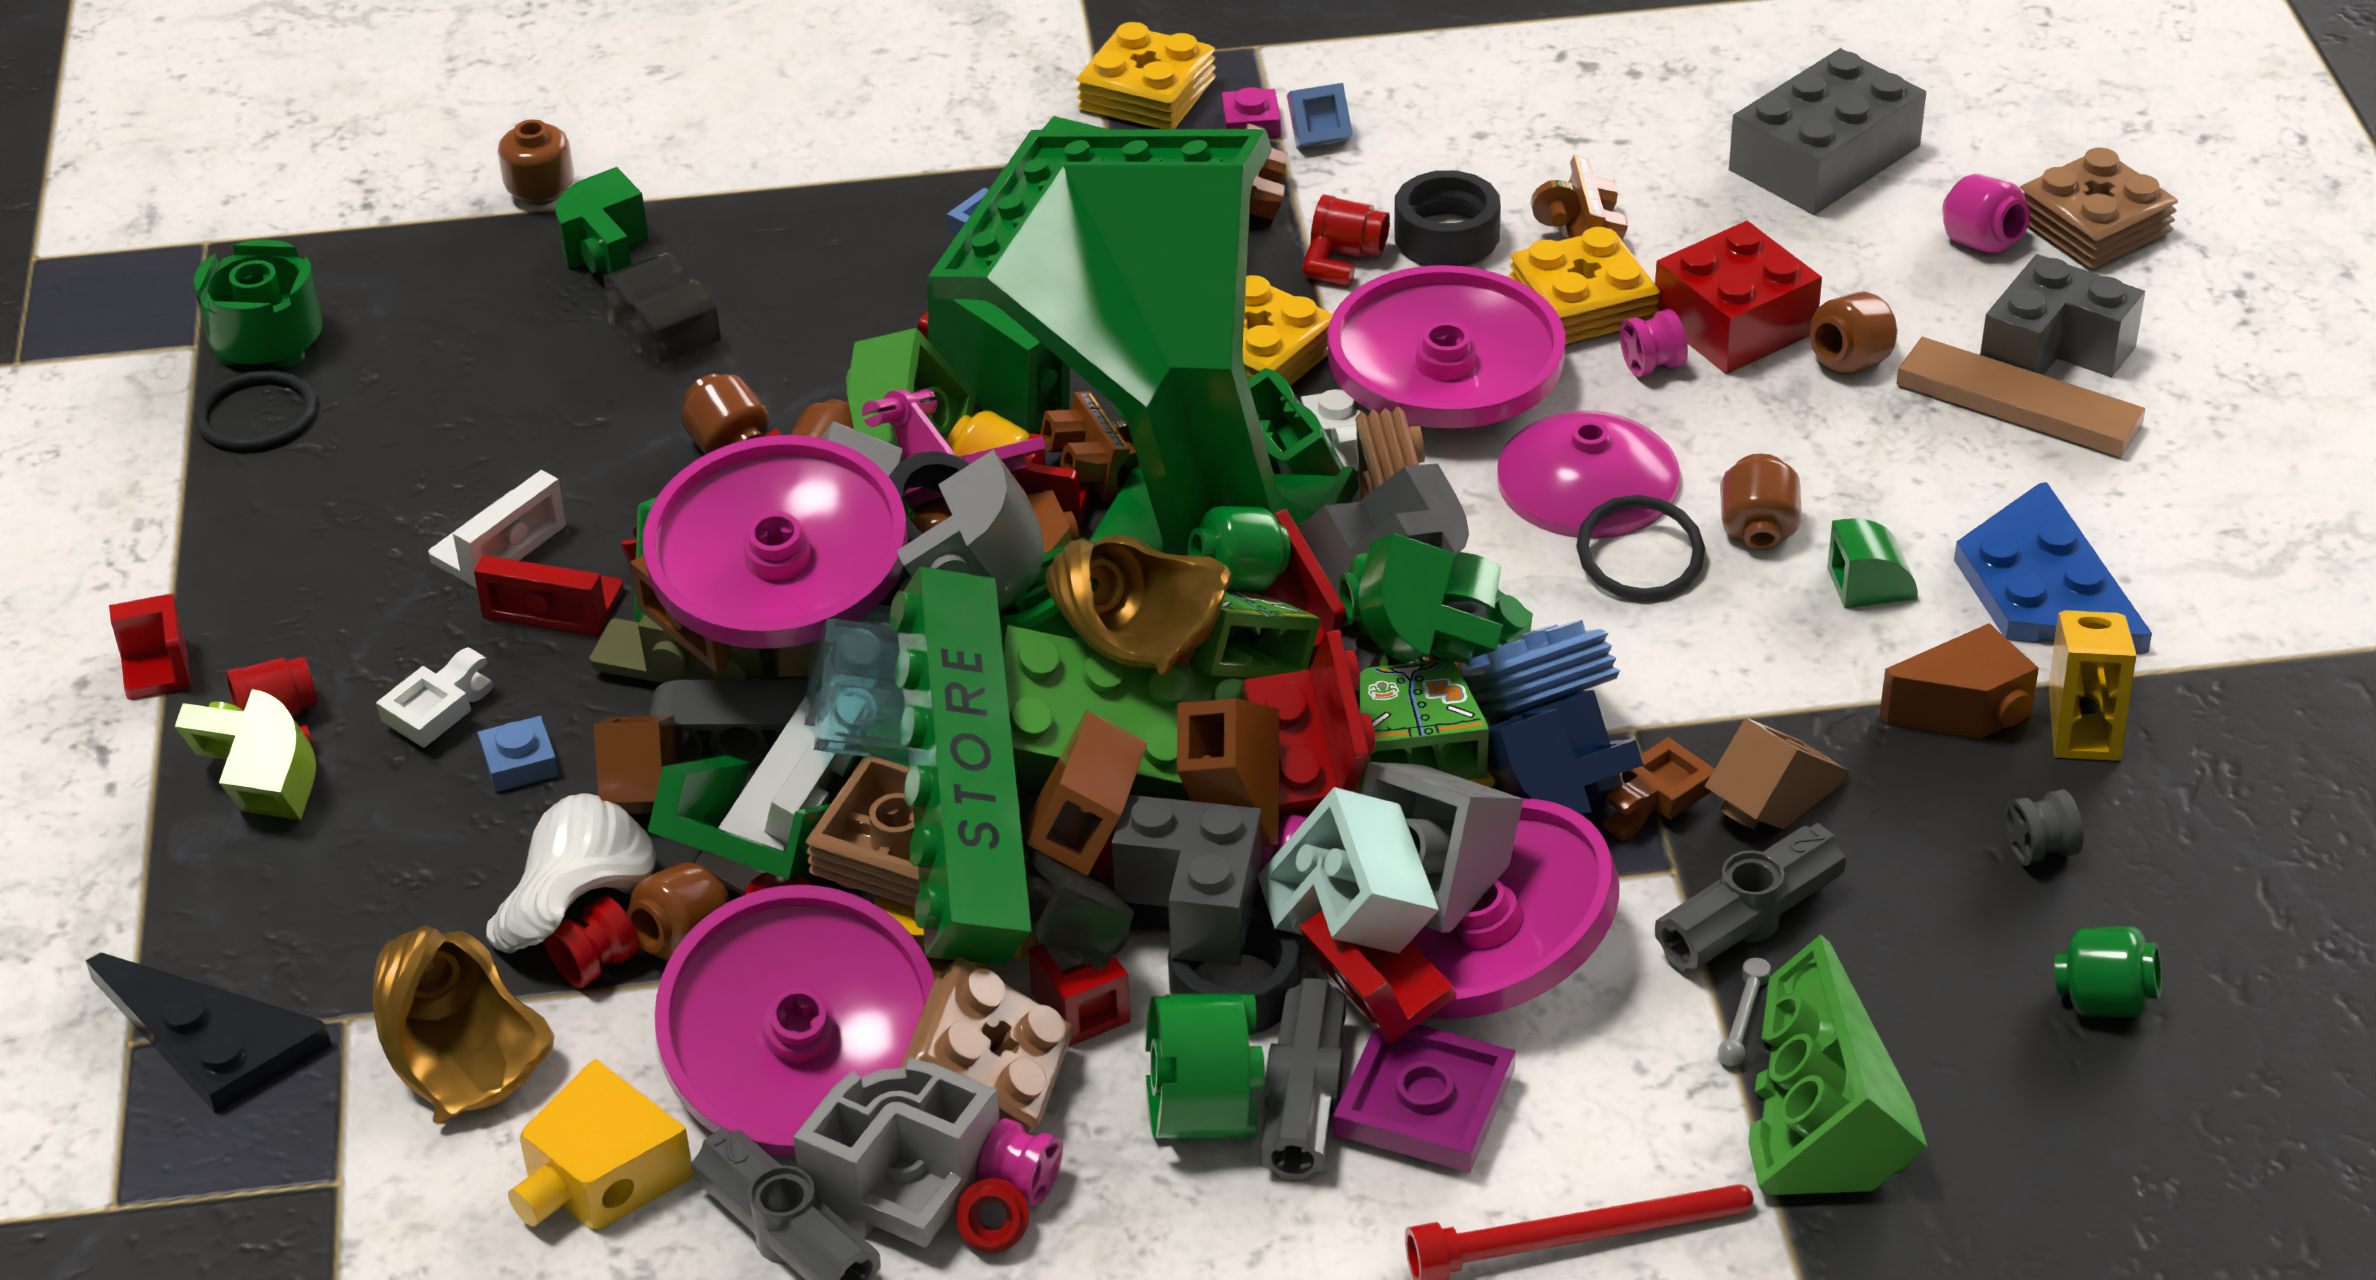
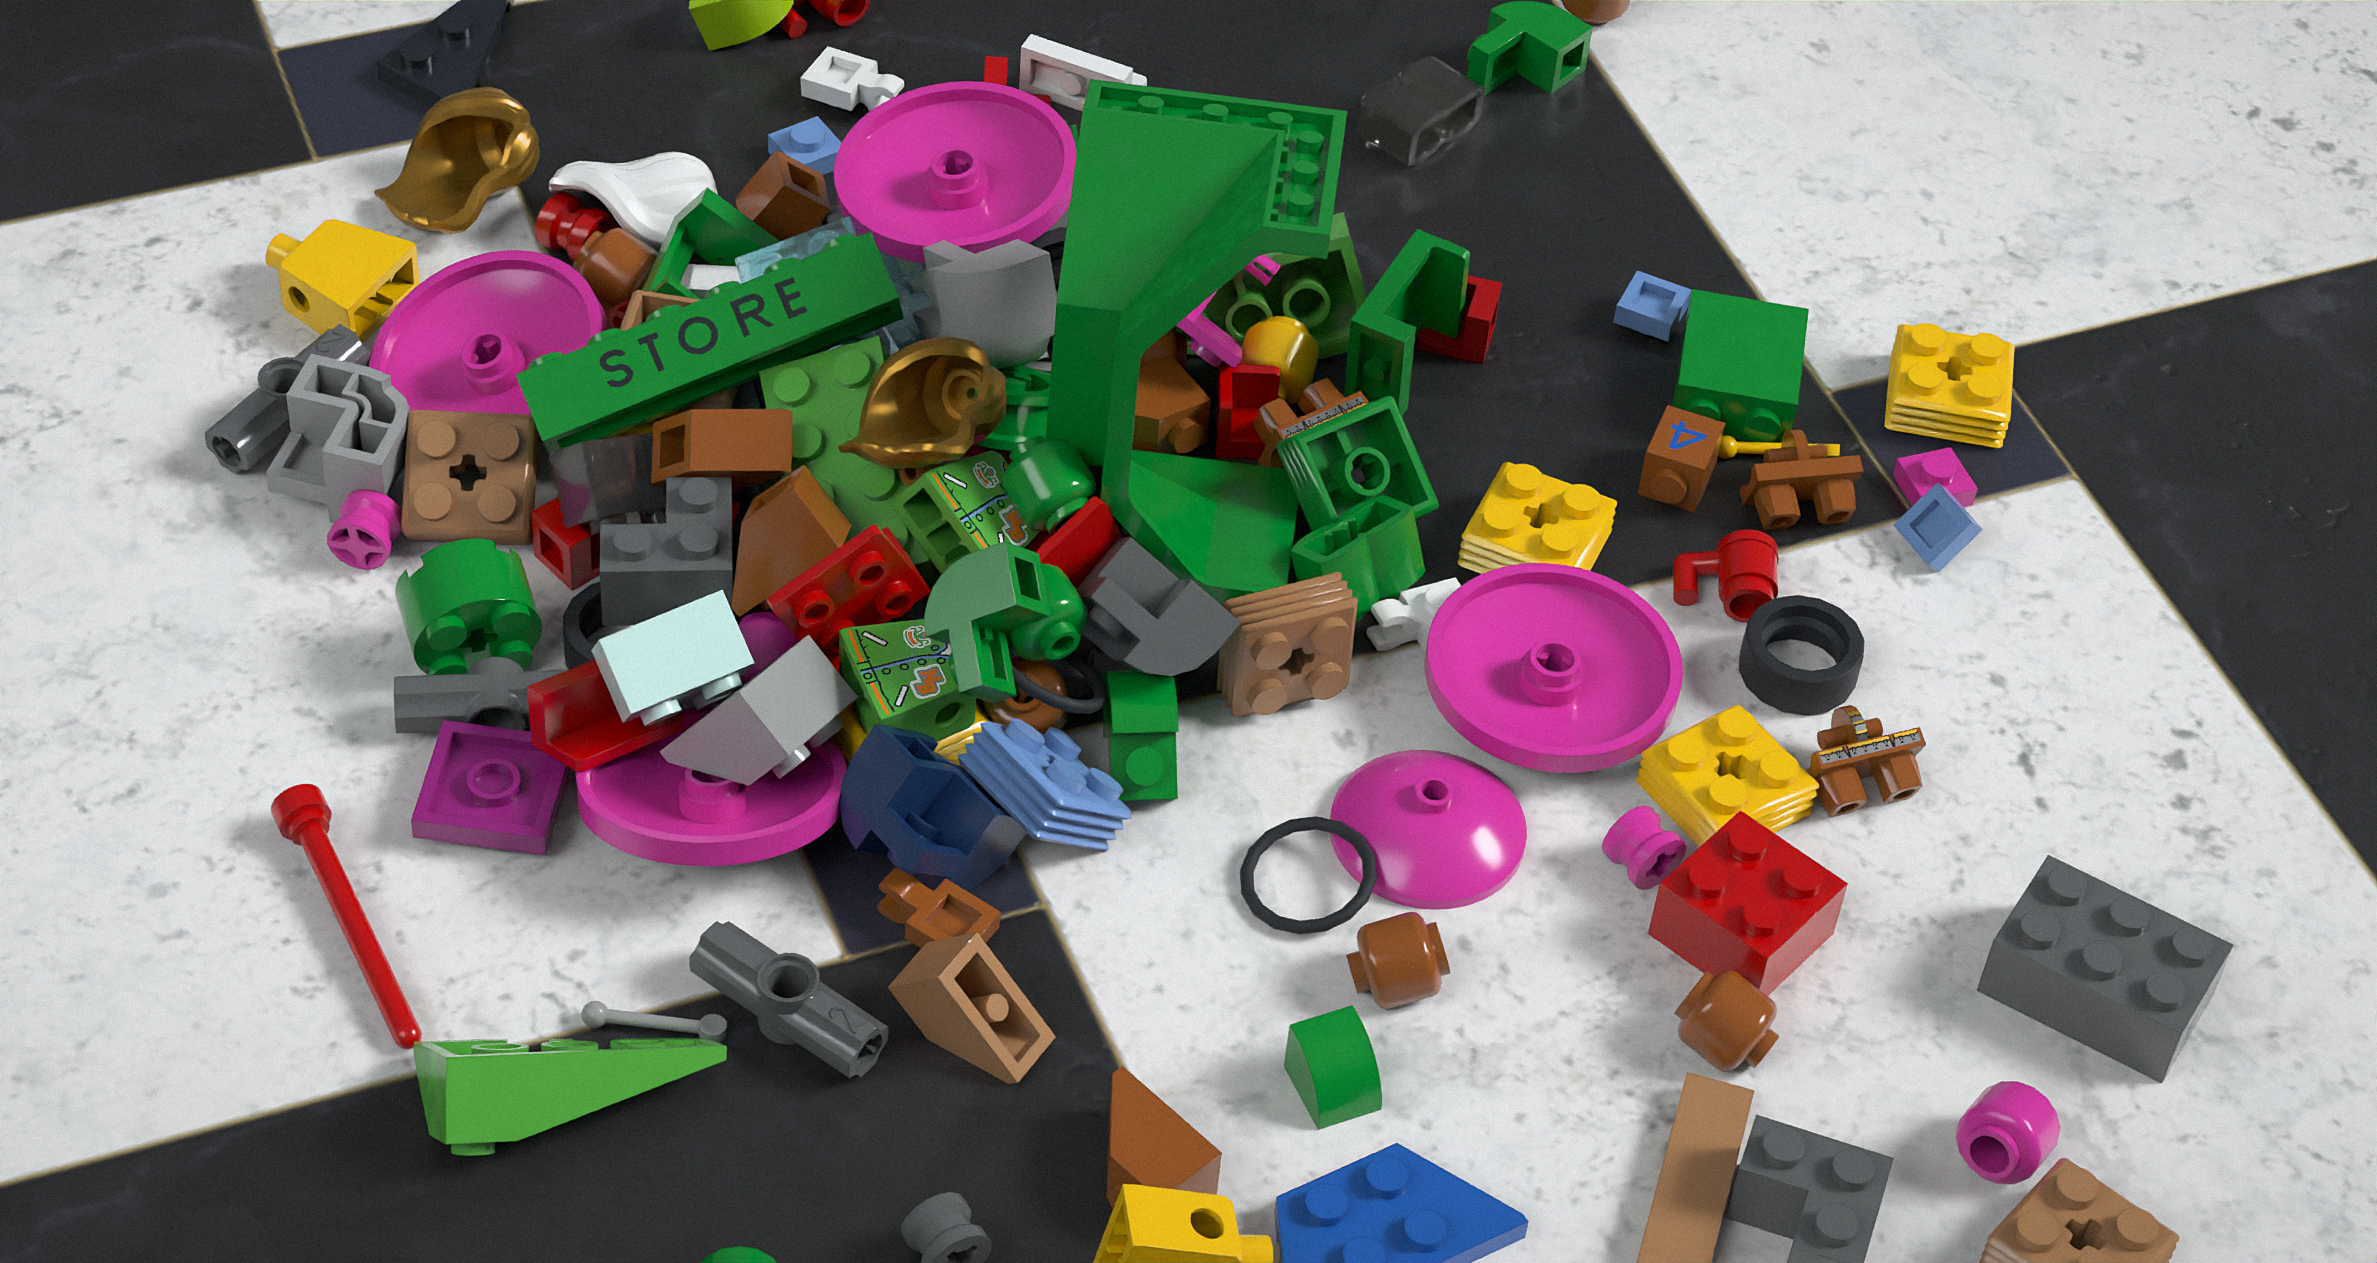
camera: 70 degrees right, 5 degrees up
(982, 1236) = (306, 523): red plate -> none

